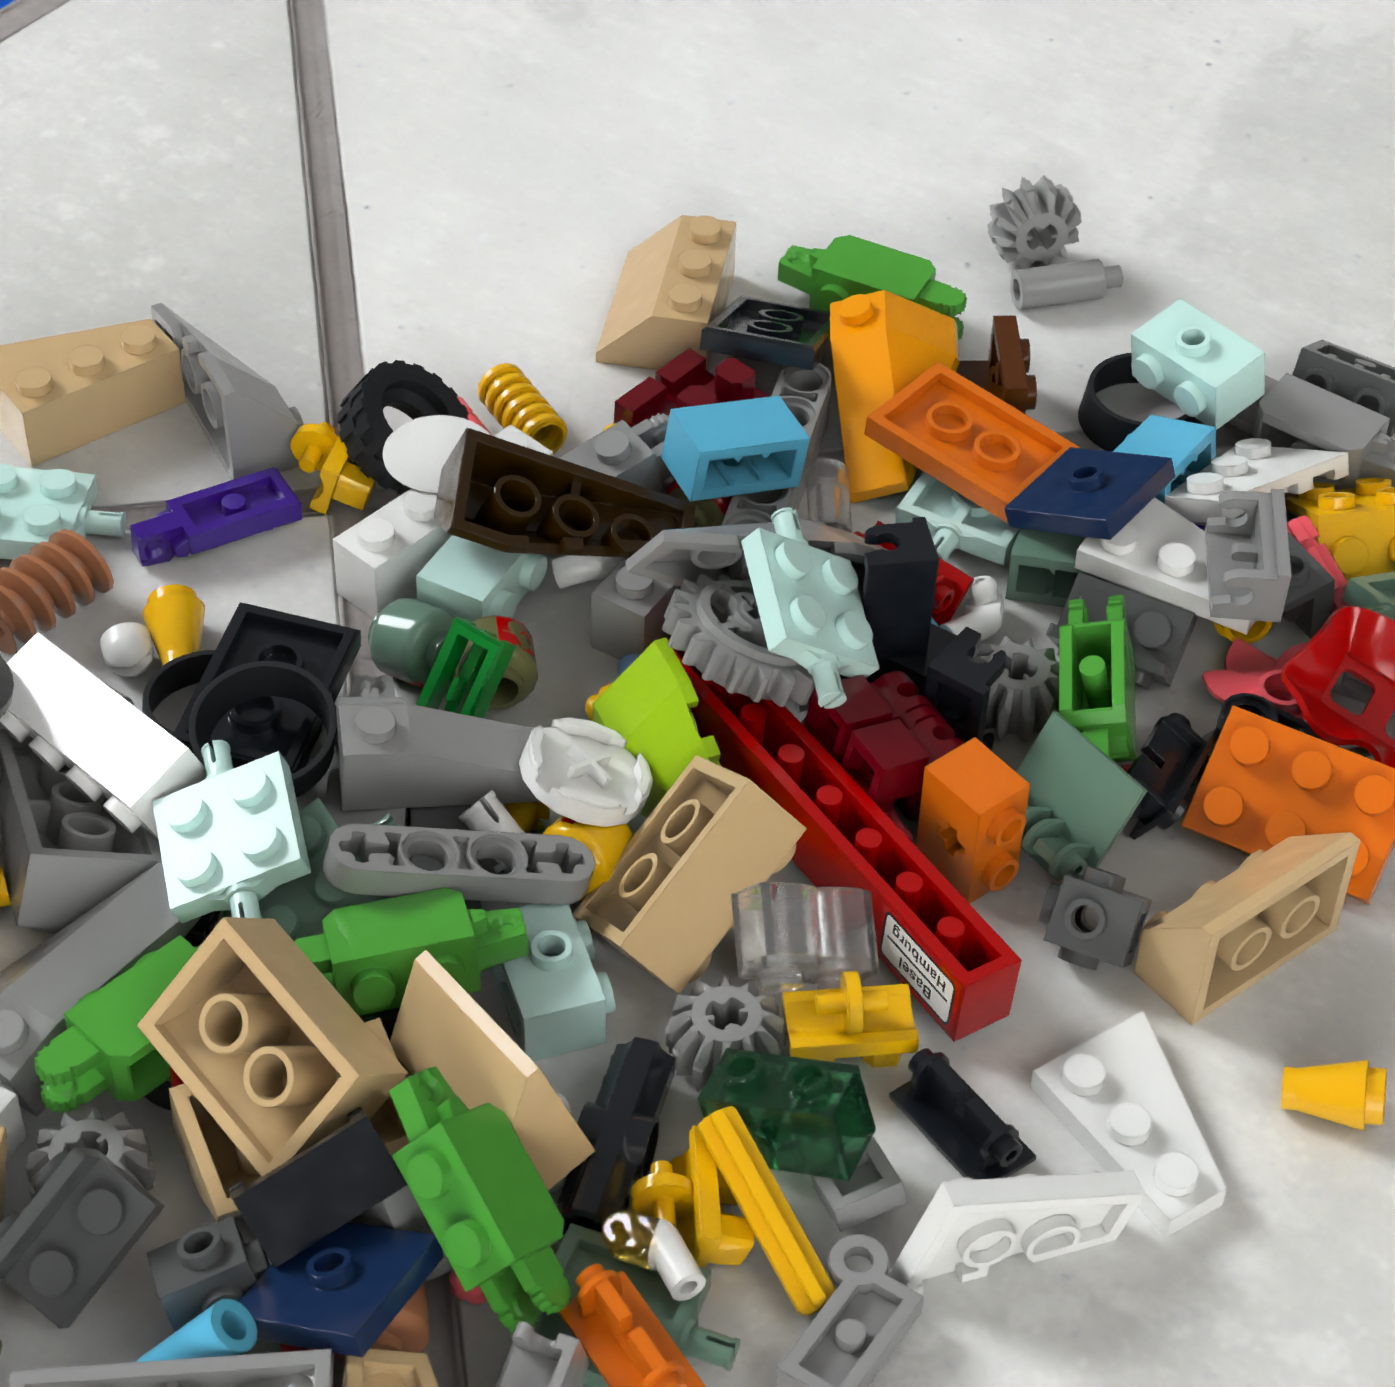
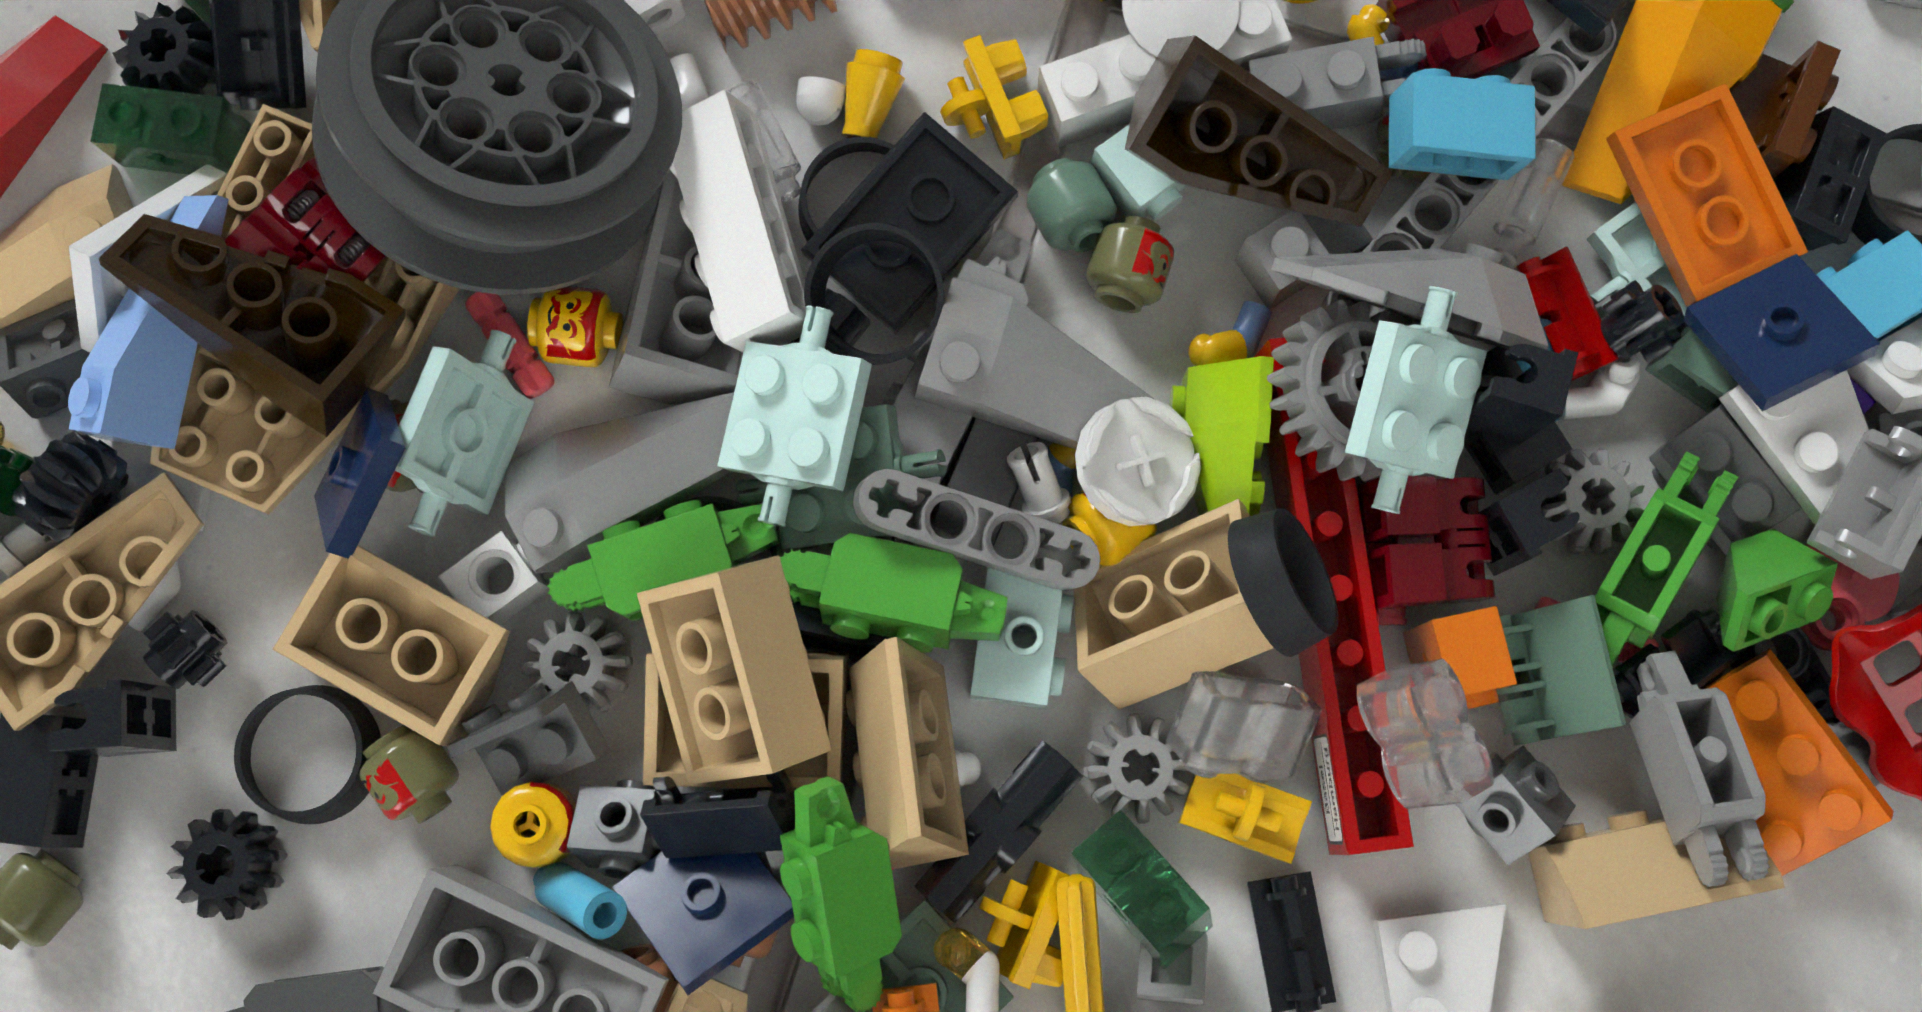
camera: 30 degrees right, 35 degrees up
(110, 1314) = (518, 813): none -> yellow head
(290, 584) = (1008, 119): none -> yellow hips
(480, 674) = (1112, 270): green tile -> none
(775, 768) = (1282, 580): none -> black tyre
(973, 852) = (1425, 735): none -> clear brick
(975, 539) = (1642, 321): none -> black gear
(1068, 401) = (1832, 179): none -> black hinge
(1209, 668) = (1771, 588): none -> bright green slope
(1232, 795) = (1699, 770): none -> light grey hinge

